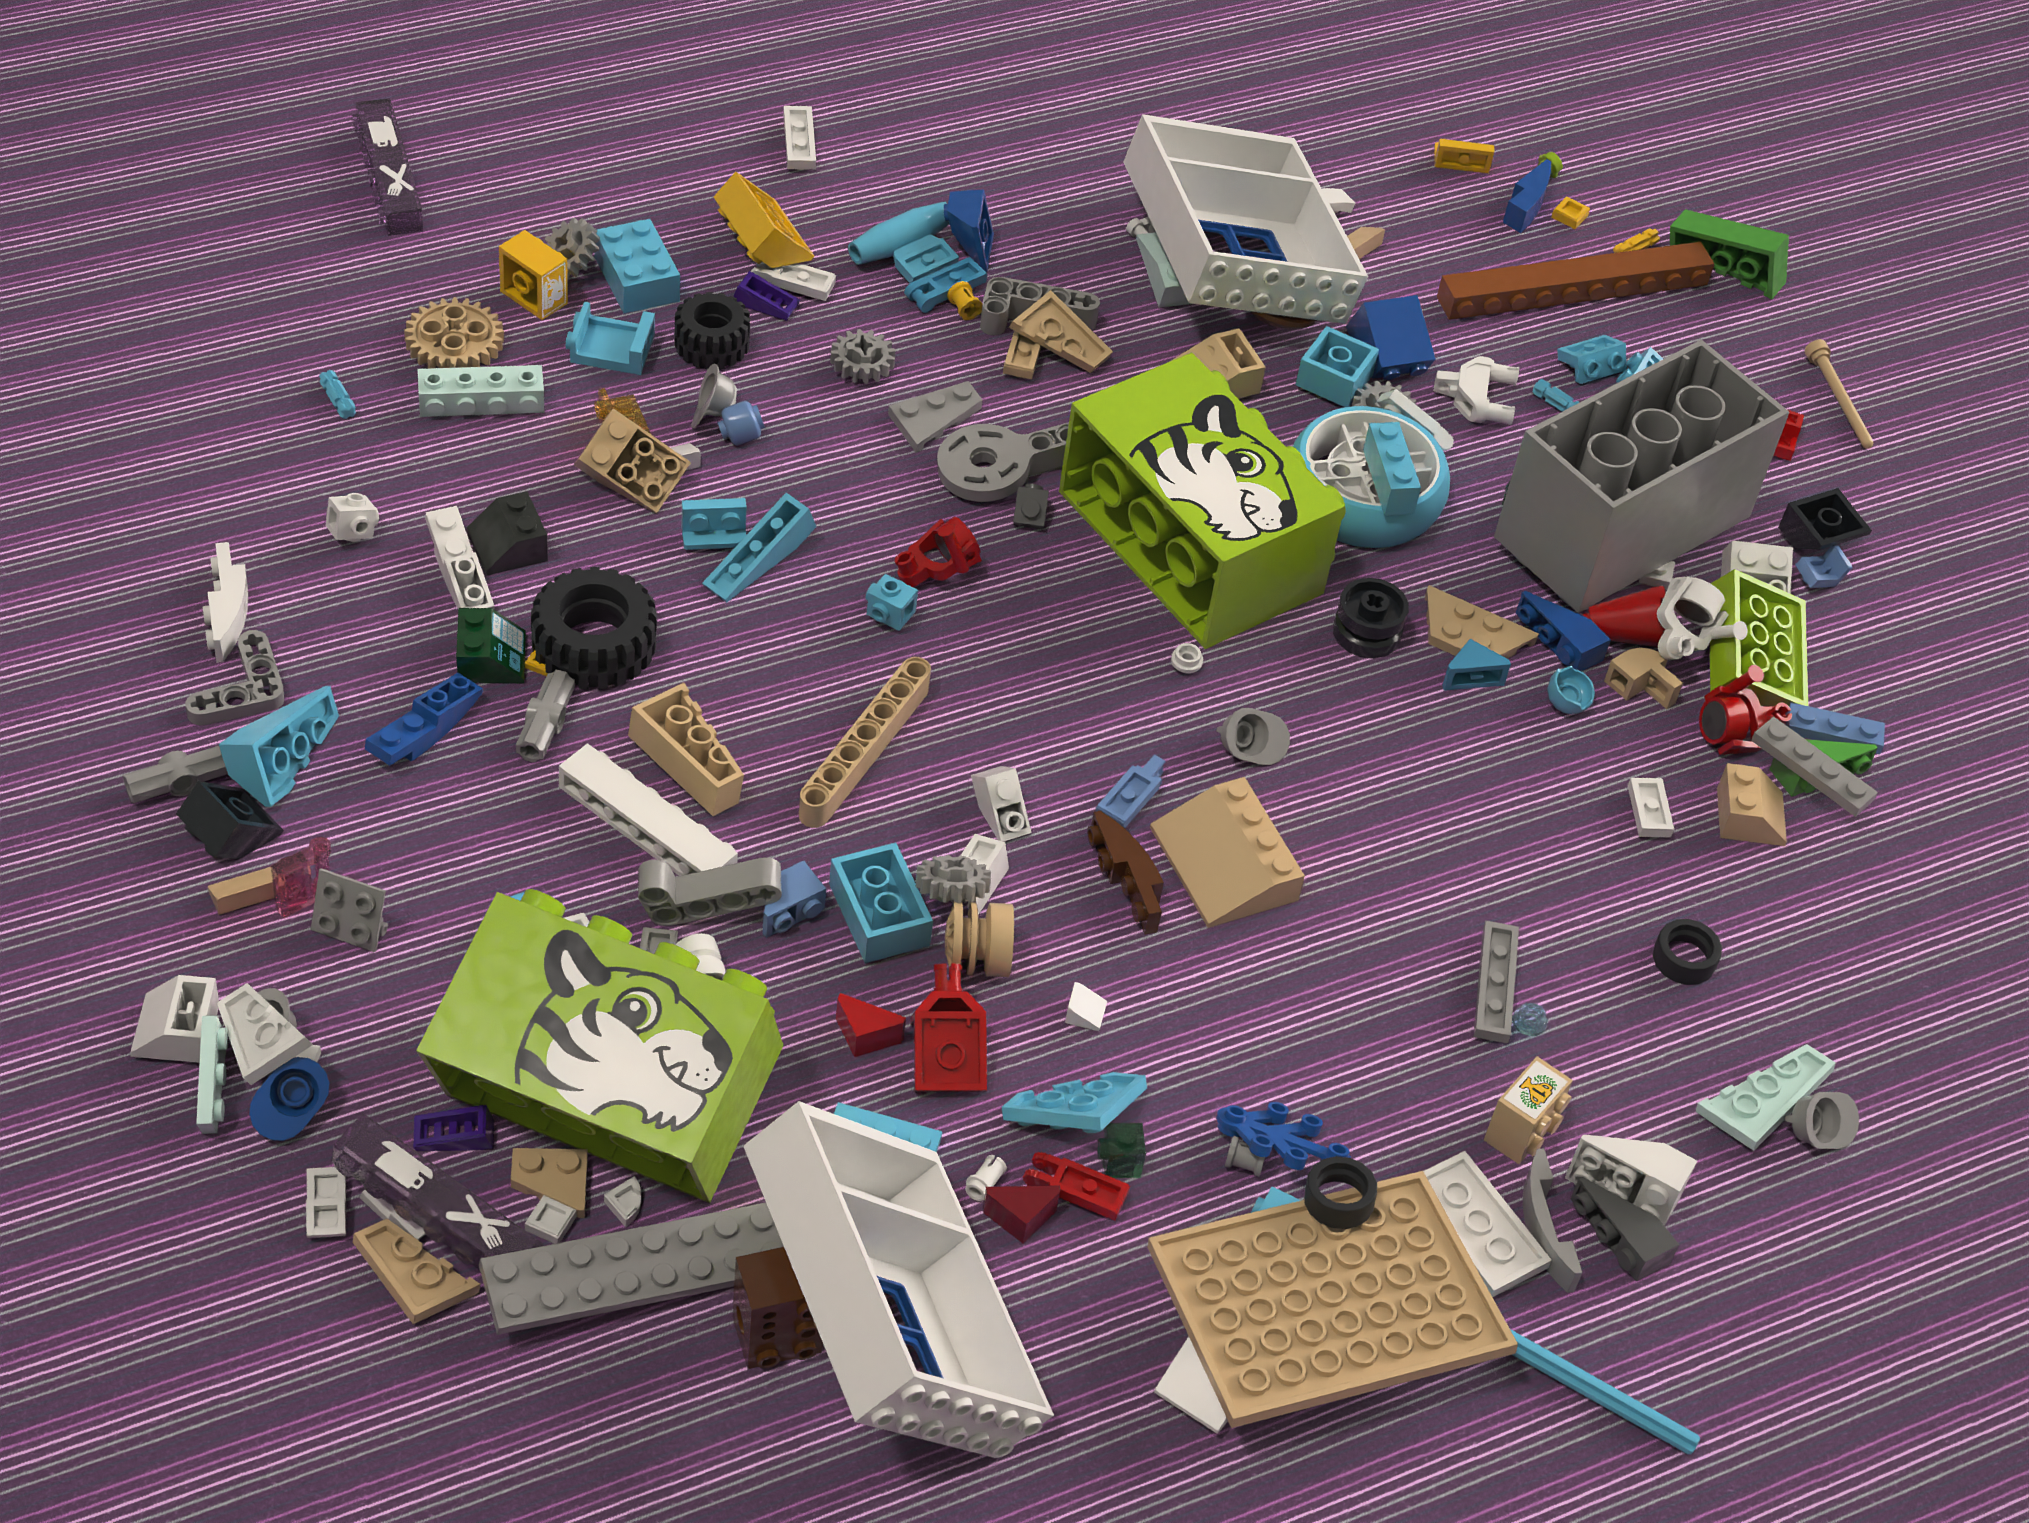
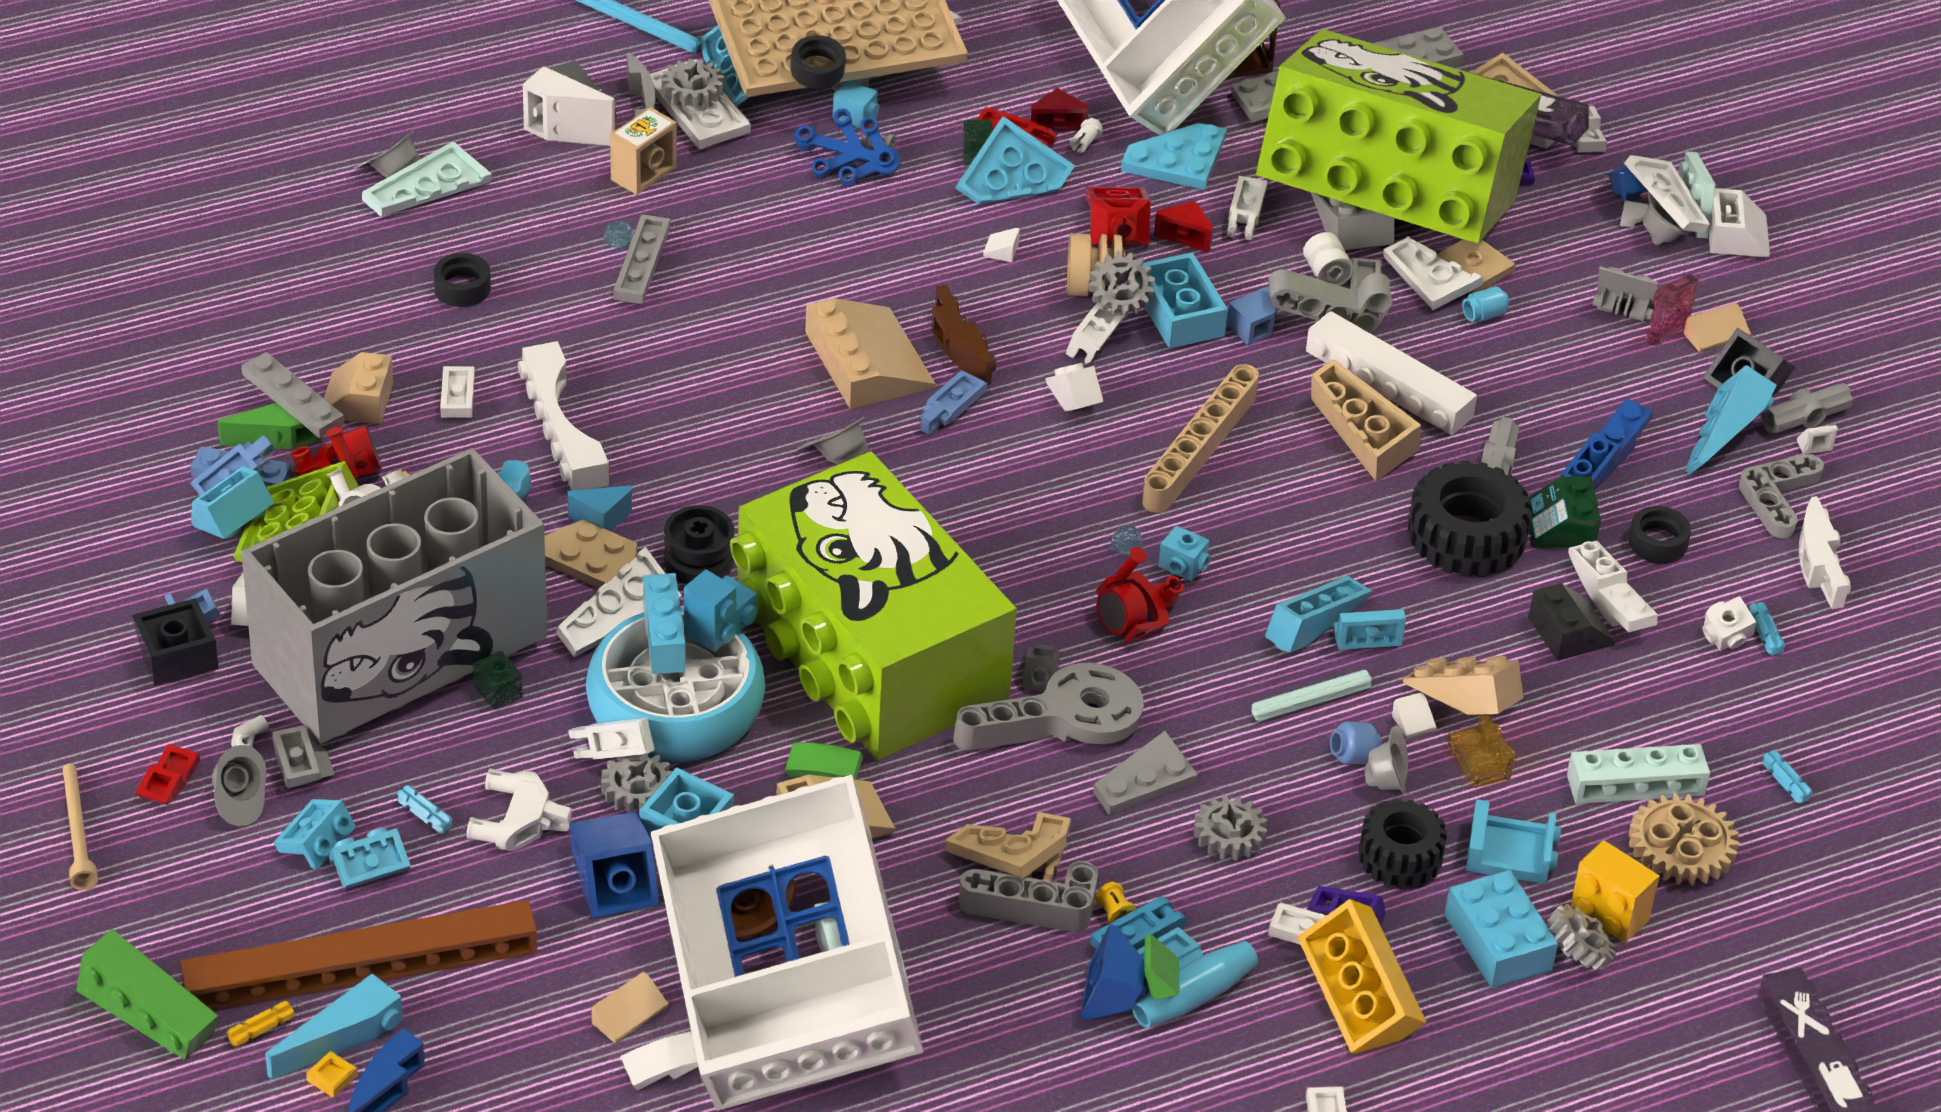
camera: 175 degrees left, 5 degrees down
(179, 735) = (1817, 439): none -> white slope
(309, 533) = (1767, 629): none -> medium azure axle
(388, 610) = (1656, 550): none -> black tyre
(776, 478) = (1311, 695): none -> light aqua axle
(790, 1069) = (1246, 205): none -> white hinge
(933, 214) = (1160, 969): none -> bright green slope
(946, 634) = (1126, 538): none -> clear light blue plate
(1350, 462) = (717, 609): none -> dark azure brick
(1435, 566) = (609, 606): none -> white wing
(1506, 723) = (580, 456): none -> white arch
(1508, 1218) = (692, 83): none -> light grey gear
(1572, 233) = (346, 1023): none -> medium azure slope
(1831, 654) = (231, 503): none -> medium azure slope
(1840, 698) = (241, 455): none -> medium blue hinge

